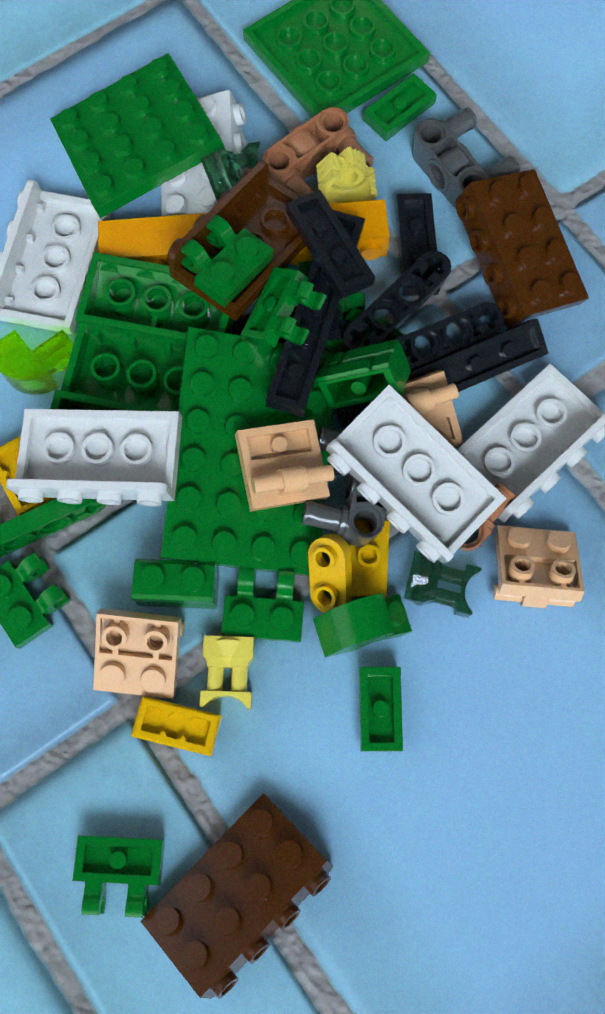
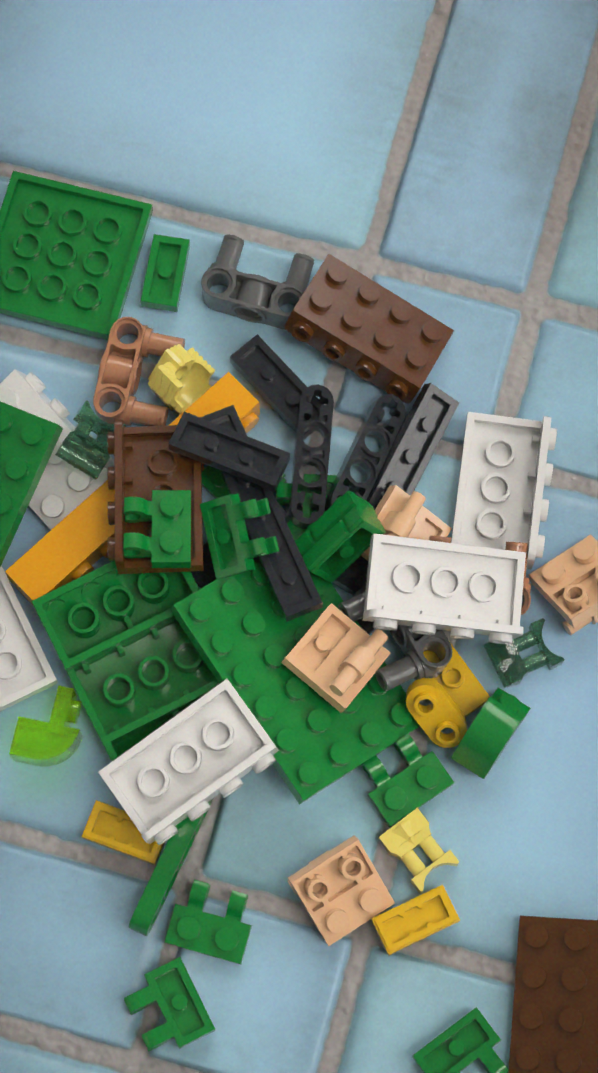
camera: 40 degrees left, 0 degrees up
(175, 583) = (325, 814): green brick -> none
(380, 709) = (554, 784): green plate -> none

